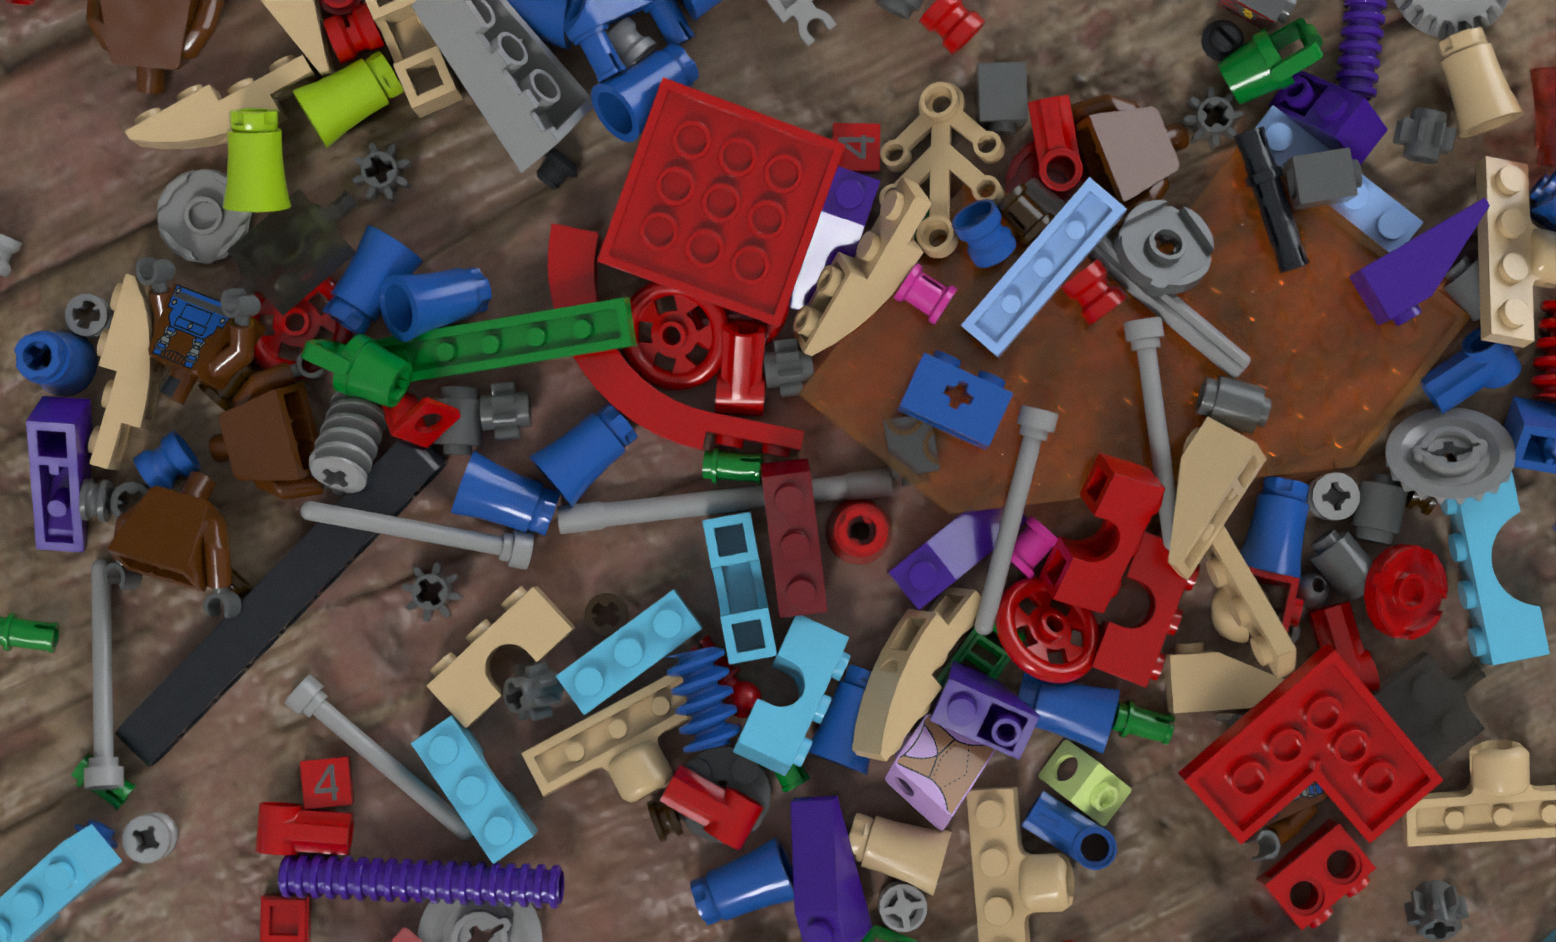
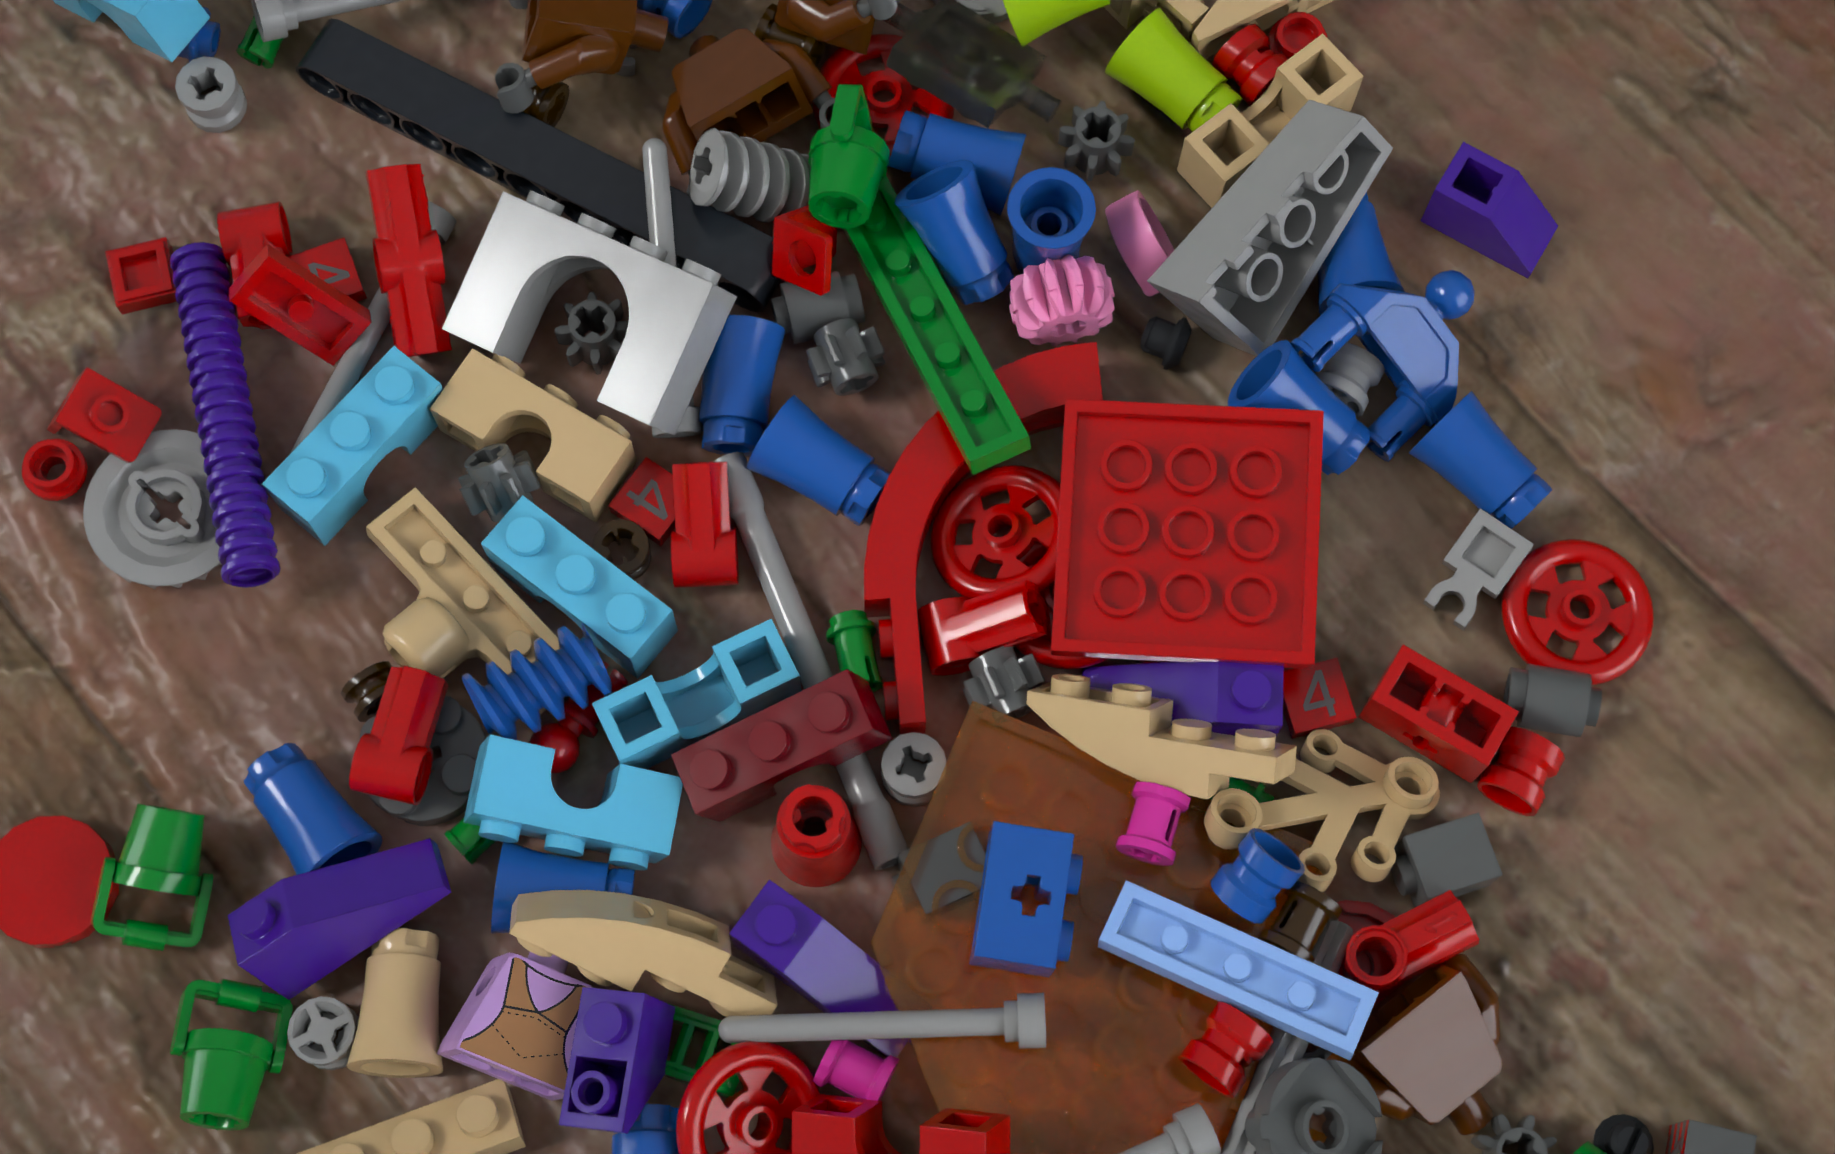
camera: 70 degrees right, 15 degrees down
(341, 717) = (408, 259): none -> red piece
(355, 806) = (299, 305): none -> red plate
(439, 217) = (1049, 215): none -> blue plant
(445, 531) = (671, 310): none -> arch
(475, 163) = (1139, 238): none -> bright pink hat
(509, 238) = (1061, 300): none -> bright pink gear
(574, 581) = (647, 501): none -> red tile
(617, 552) = (704, 543): none -> red piece
(826, 453) = (917, 780): none -> light grey wheel
(898, 66) = (1438, 714): none -> red brick

